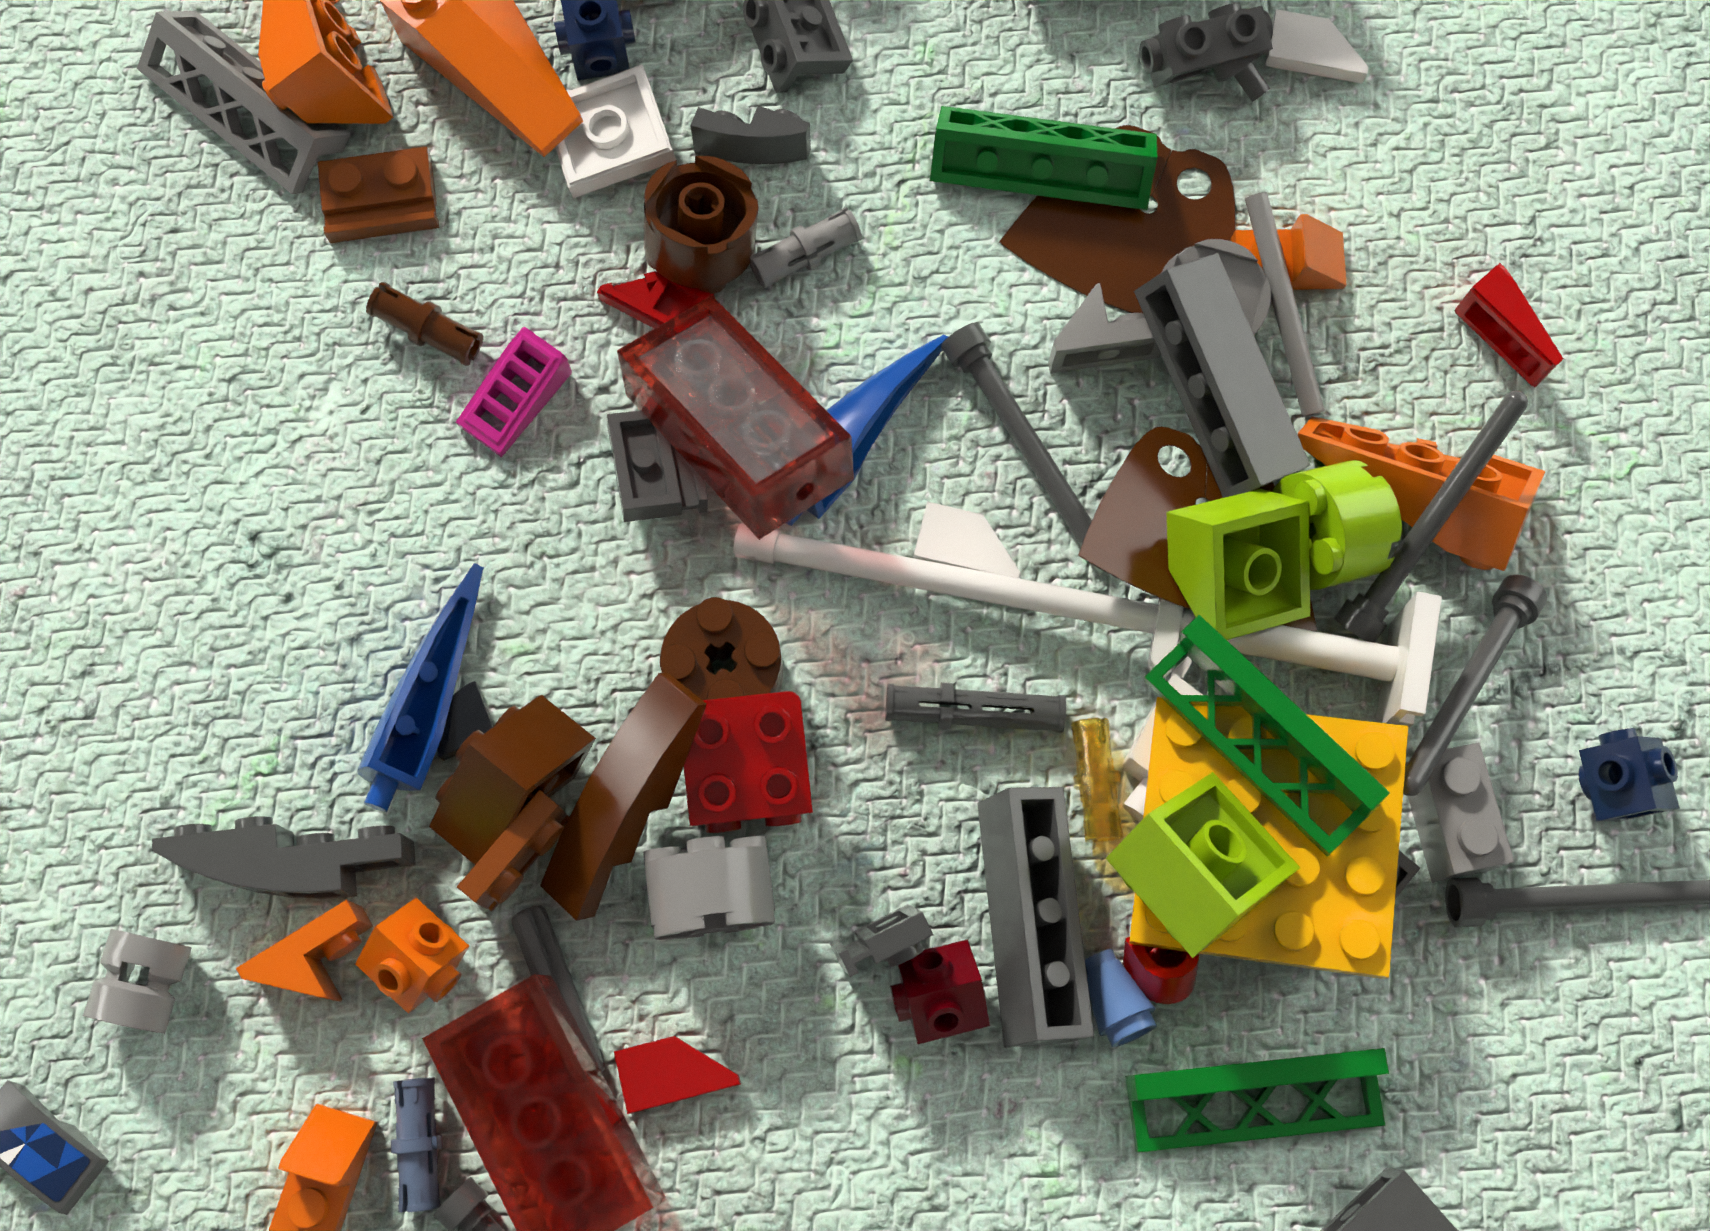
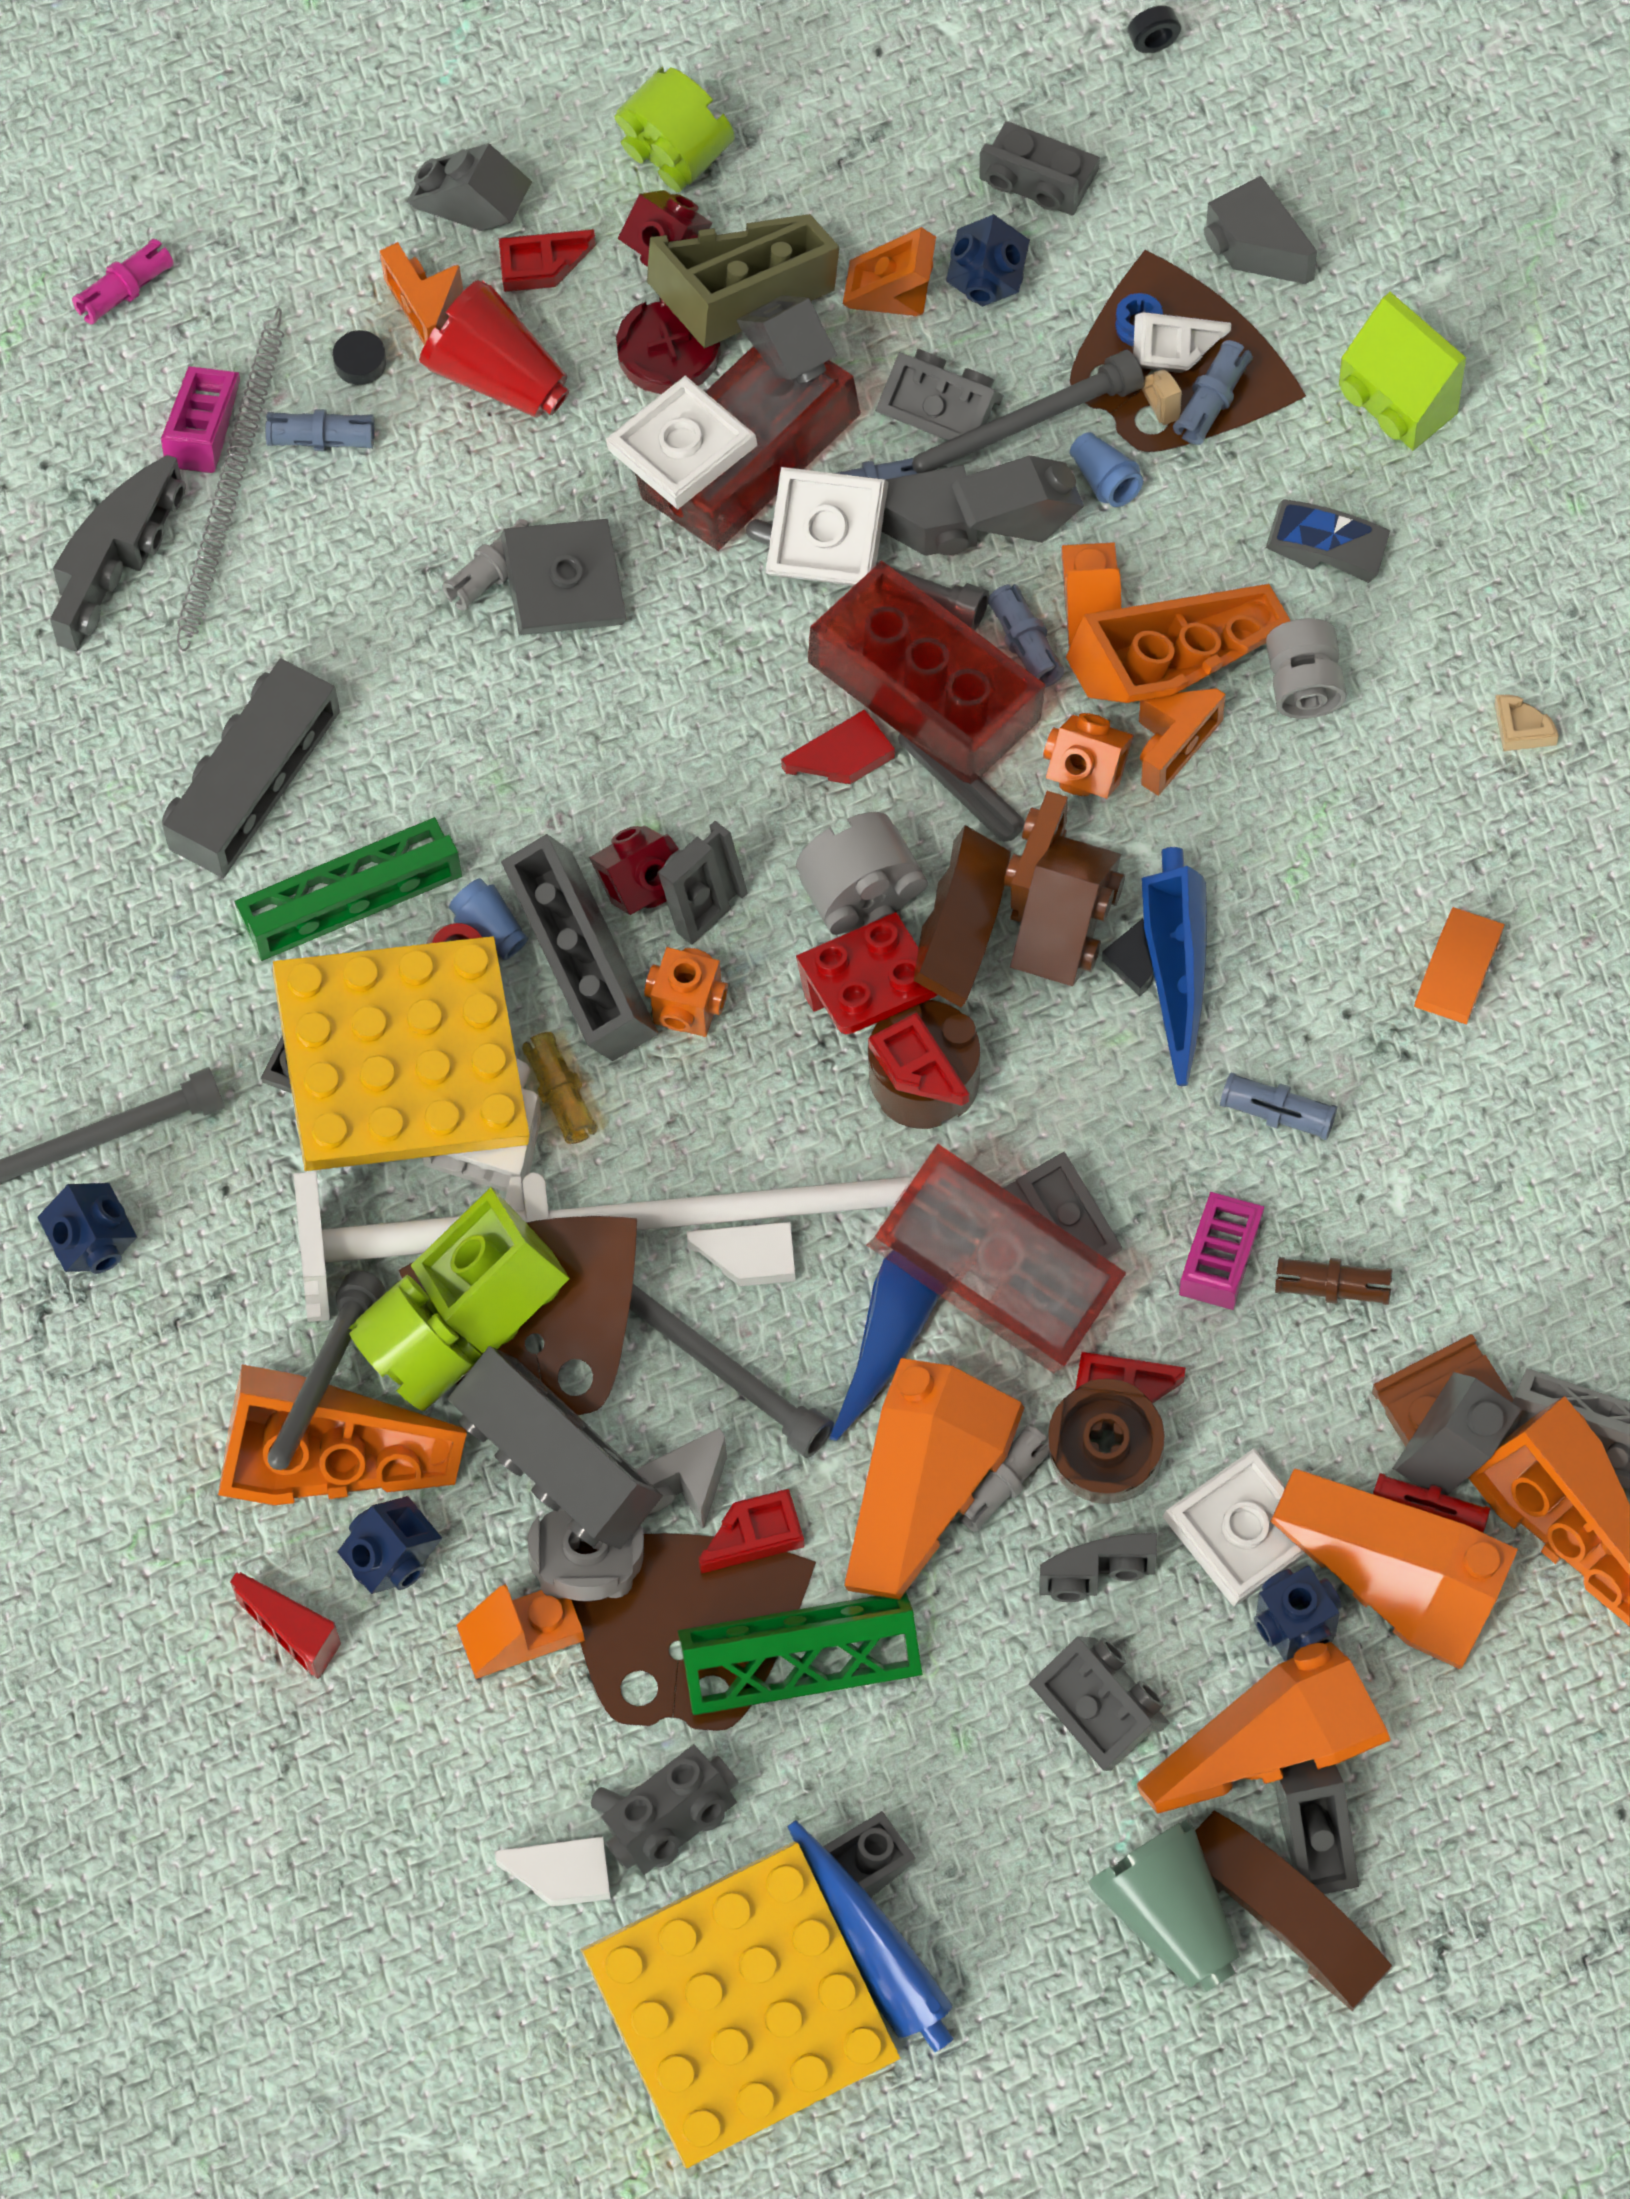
camera: 165 degrees right, 10 degrees down
(148, 595) = (1459, 965): none -> orange slope
(265, 861) = (1251, 786): dark grey slope -> none
(279, 1052) = (1170, 643): none -> orange wedge
(375, 128) = (1457, 1434): none -> dark grey slope
(396, 513) = (1247, 1094): none -> sand blue pin
(437, 95) = (1432, 1501): none -> red pin
(735, 633) = (917, 1062): none -> red tile
(868, 264) = (928, 1457): none -> orange wedge
(932, 853) = (686, 990): none -> orange brick
(1044, 714) = (687, 1110): dark grey pin -> none
(1048, 277) = (754, 1531): none -> red tile
(1201, 863) = (451, 988): lime slope -> none
(1282, 719) = (428, 1116): green fence -> none
(1284, 304) = (514, 1561): light grey bar -> none
(1400, 353) = (389, 1545): none -> dark blue brick
(1460, 817) = (235, 1152): light grey brick -> none
(1515, 605) = (220, 1352): dark grey piece -> none

